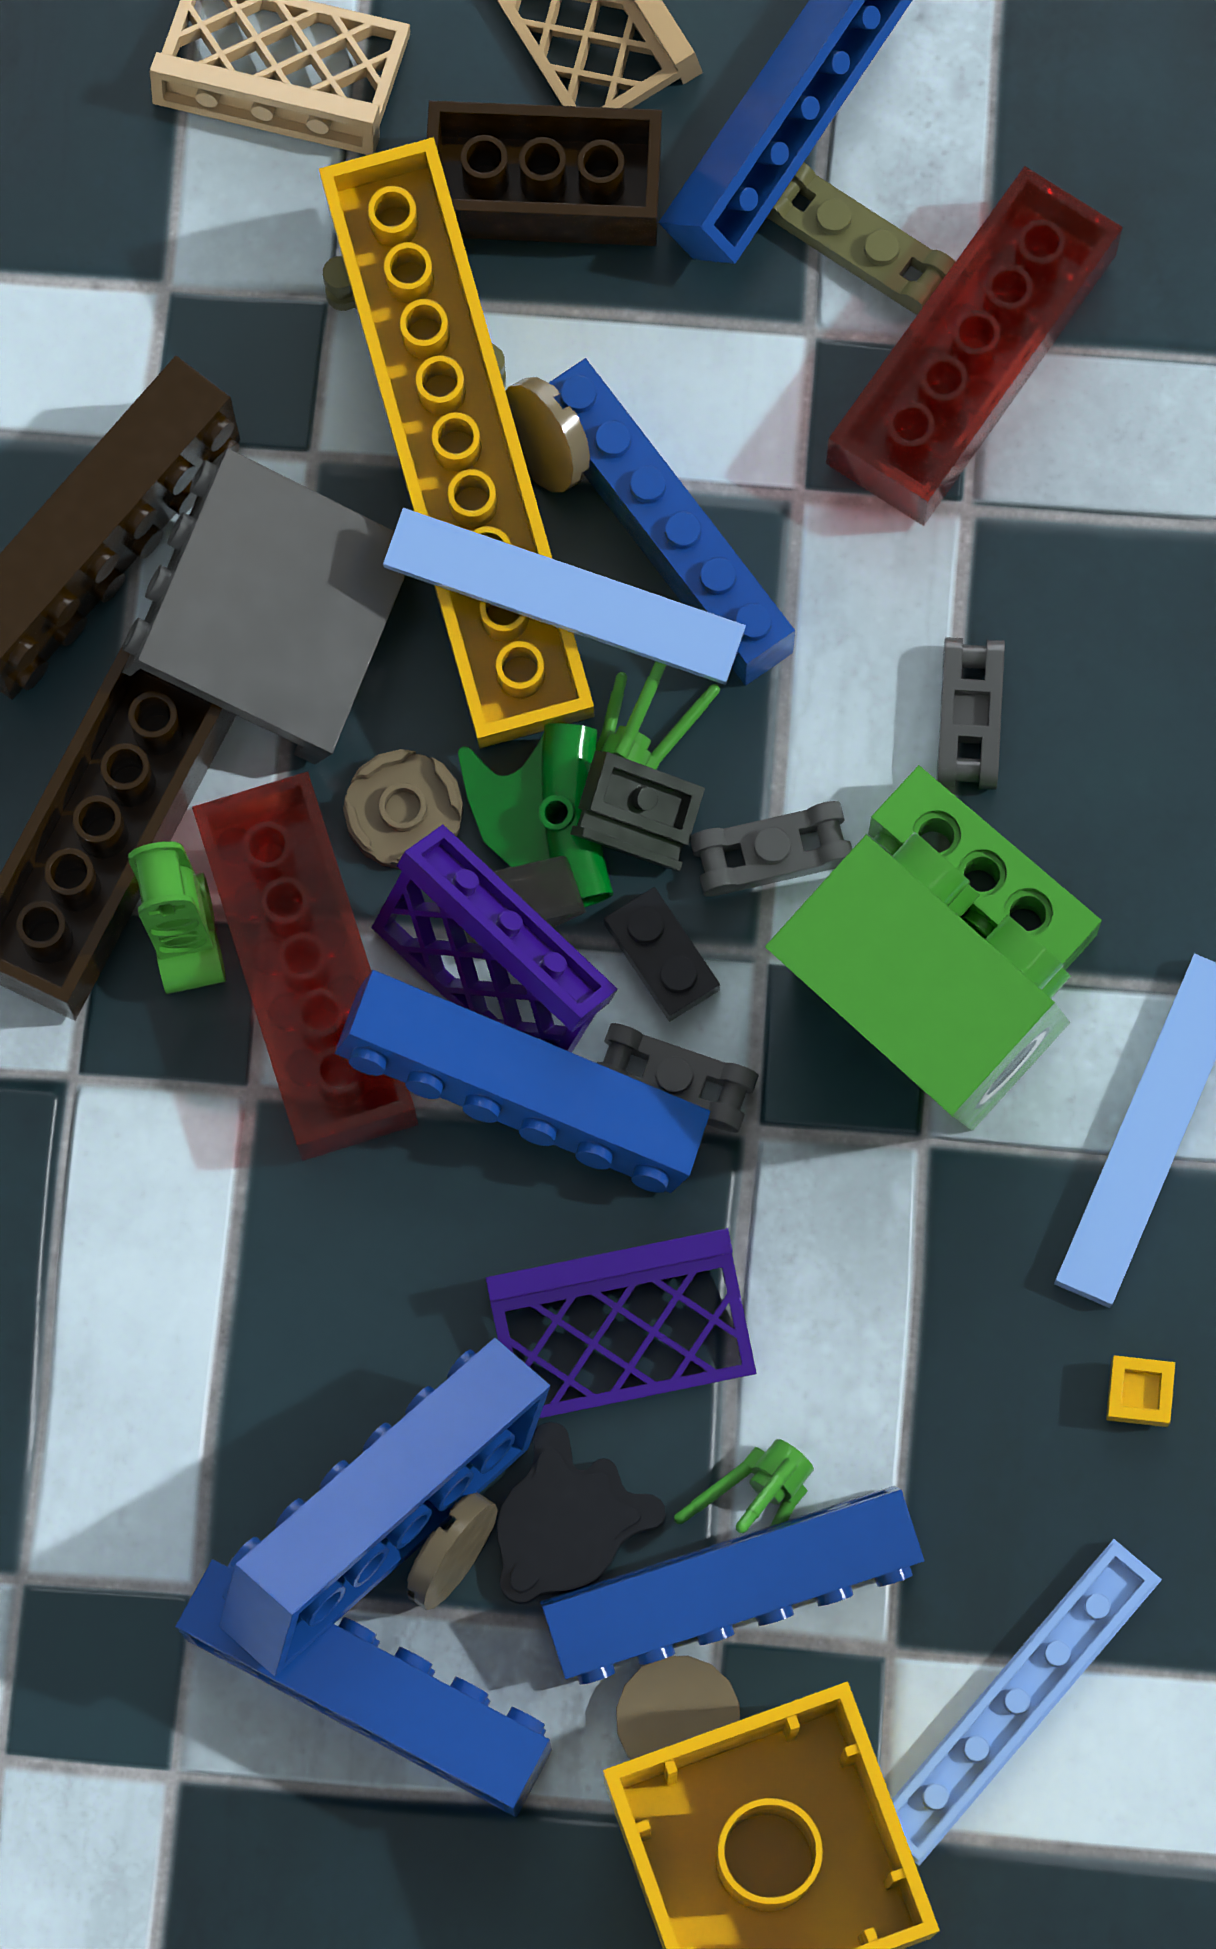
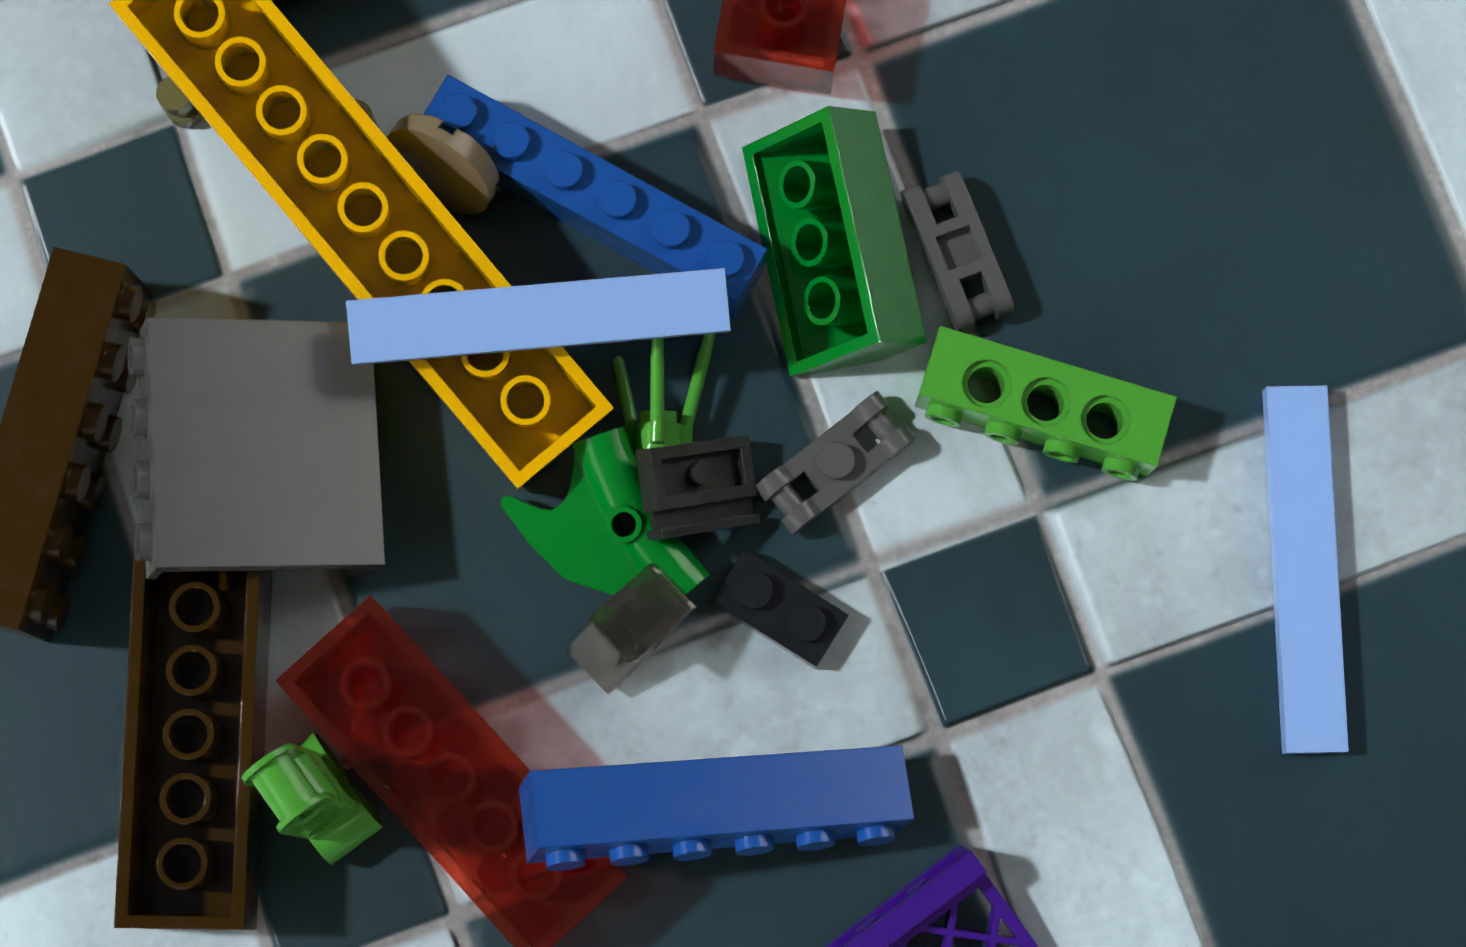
camera: 30 degrees left, 5 degrees up
(399, 802) = (473, 580): dark tan tile -> none
(507, 937) = (624, 664): dark purple fence -> none
(682, 1073) = (849, 719): dark grey plate -> none
(862, 654) = (833, 242): none -> green slope
(919, 981) = (1060, 546): bright green brick -> none
(1140, 1391) = (1412, 821): yellow plate -> none

